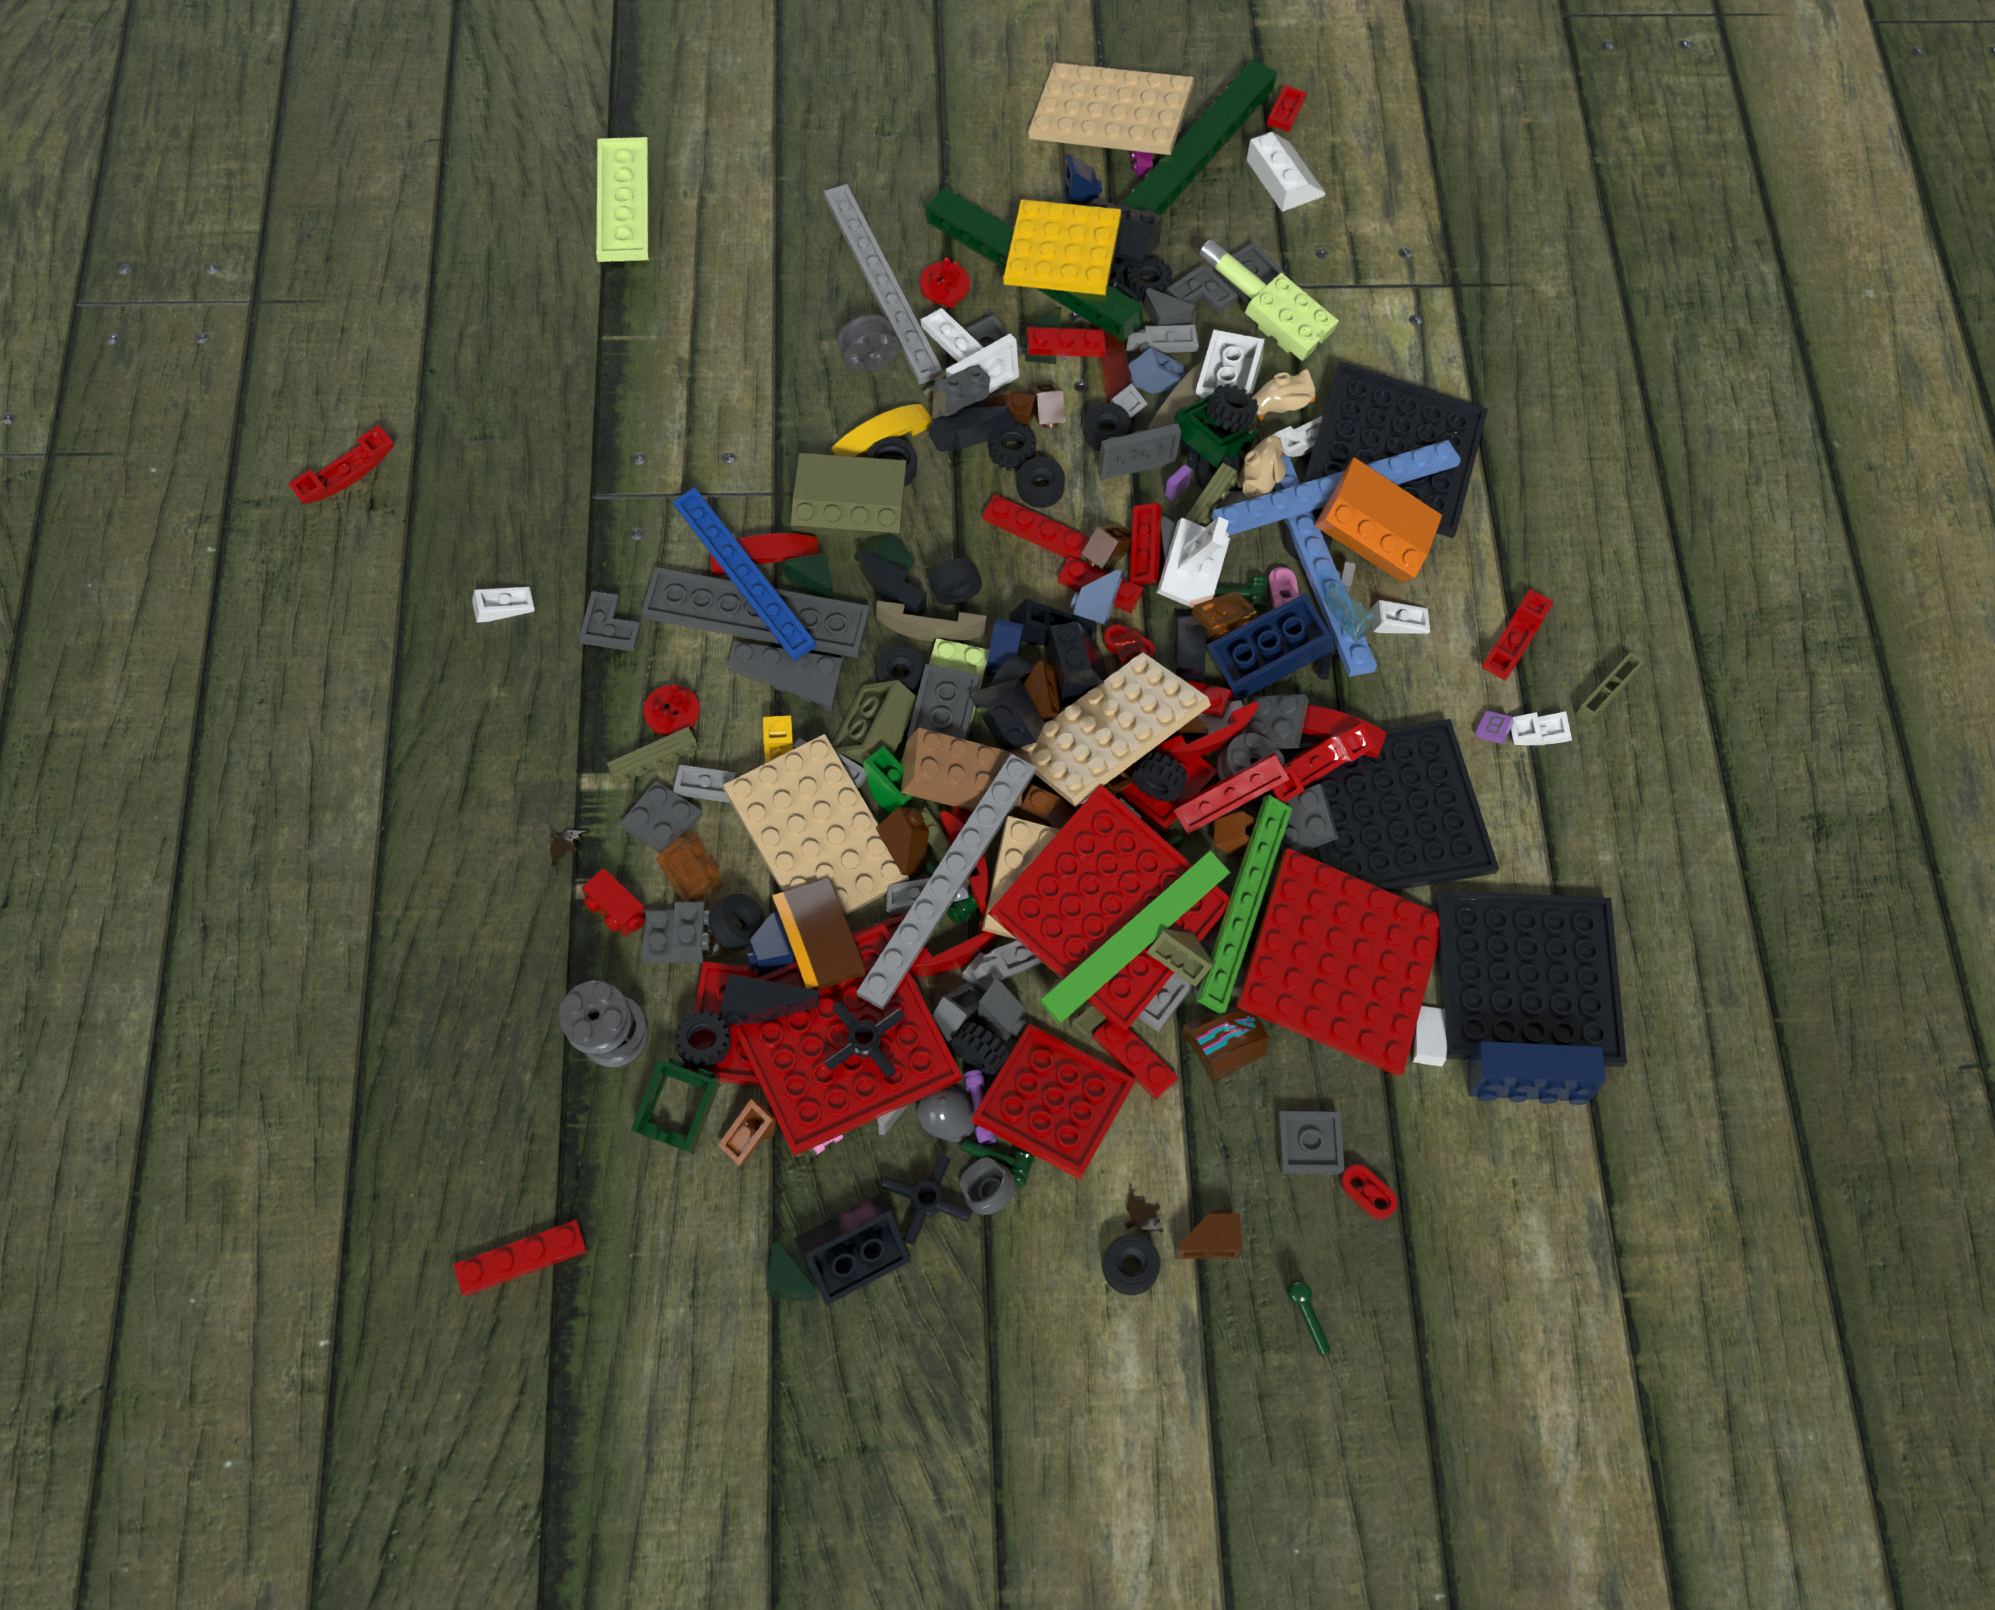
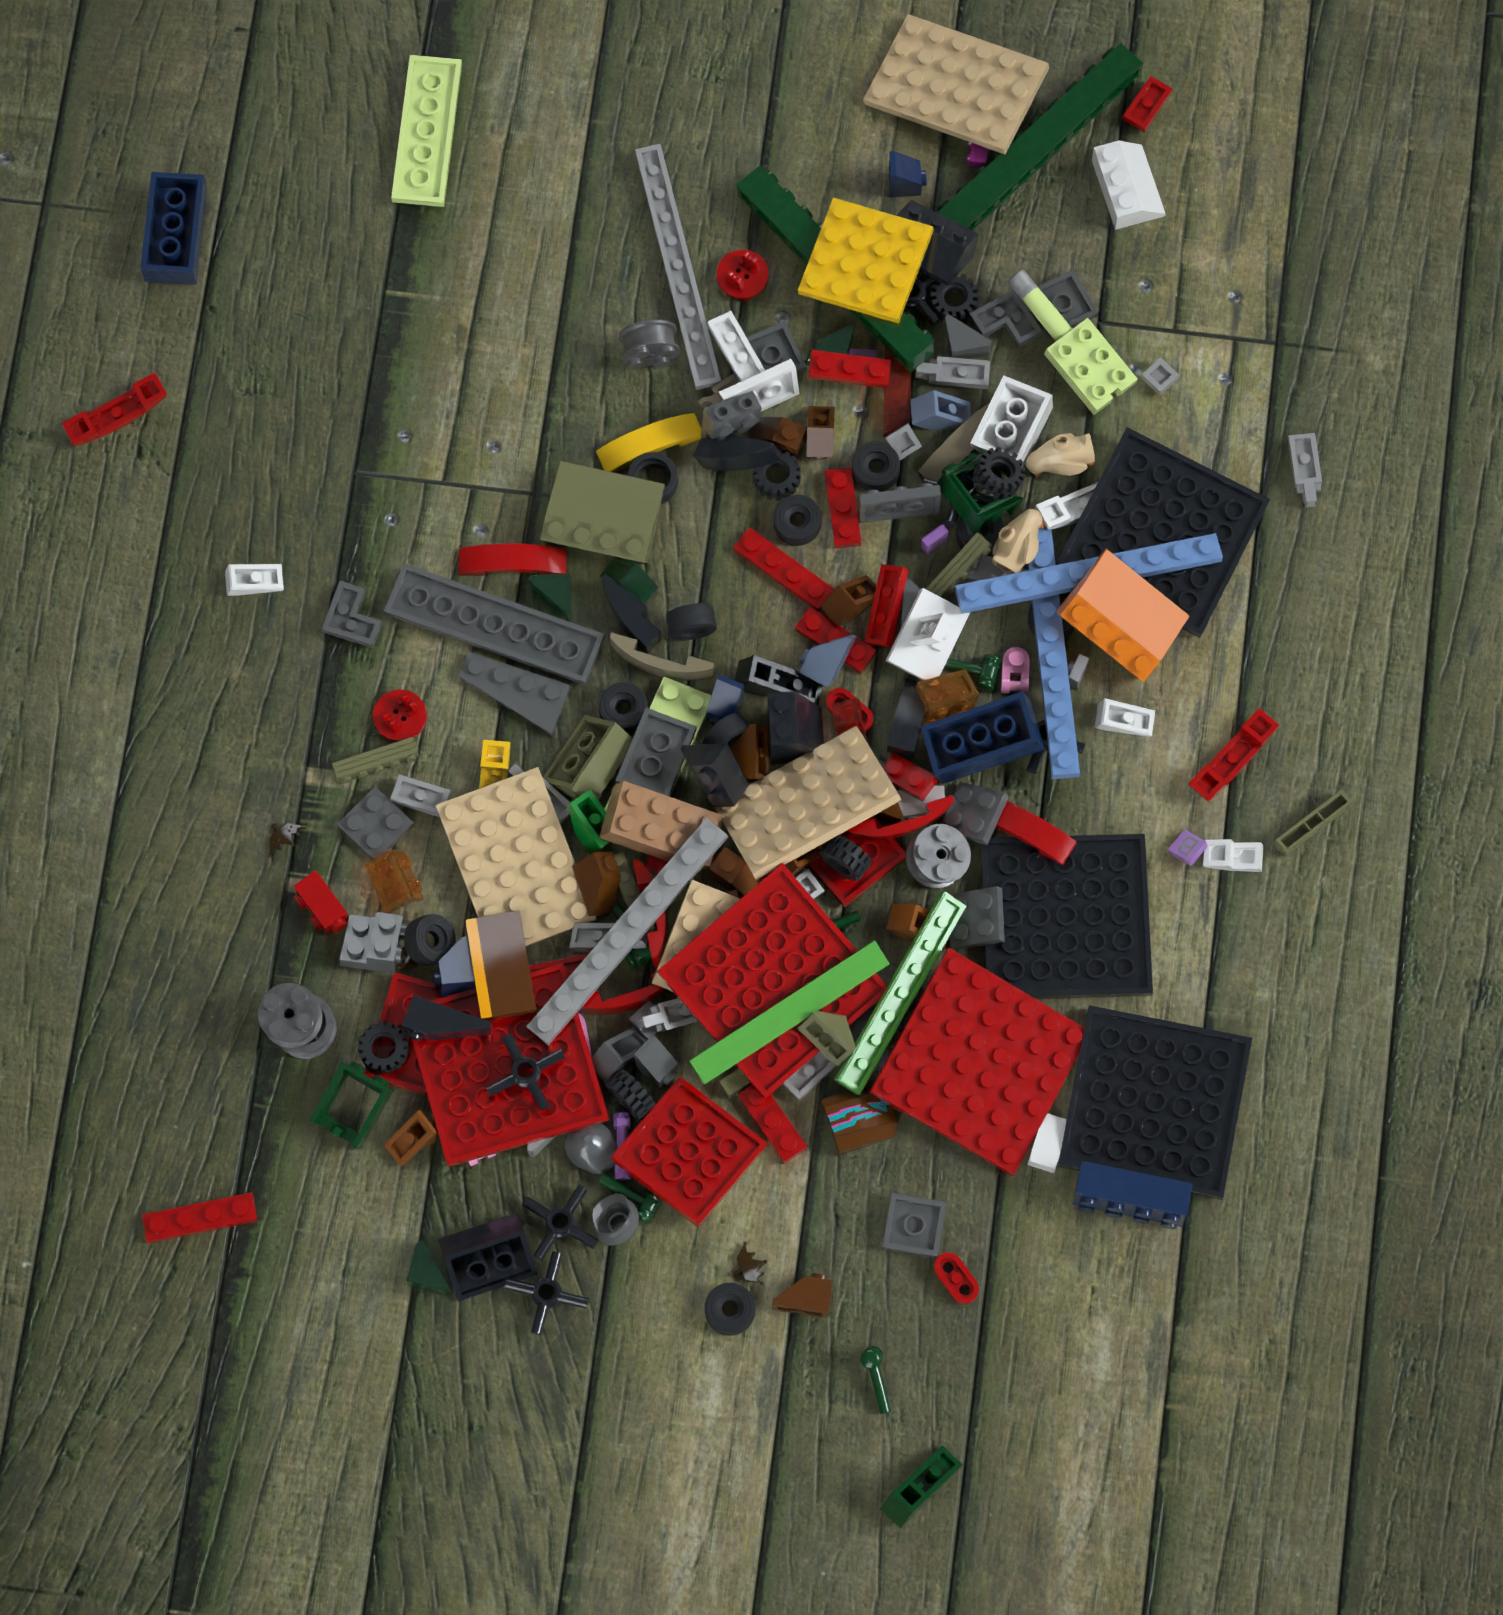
camera: 15 degrees right, 10 degrees up
(385, 301) = (174, 228): none -> dark blue brick
(744, 574) = (487, 585): blue plate -> none
(925, 1292) = (542, 1304): none -> black bar
(1082, 468) = (842, 508): none -> red plate
(1231, 793) = (909, 883): red plate -> none
(1323, 758) = (1000, 862): red slope -> none
(1349, 613) = (1064, 721): clear light blue slope -> none
(1356, 321) = (1160, 376): none -> light grey plate
(1385, 1431) = (920, 1486): none -> dark green slope
(1512, 380) = (1305, 466): none -> light grey hinge

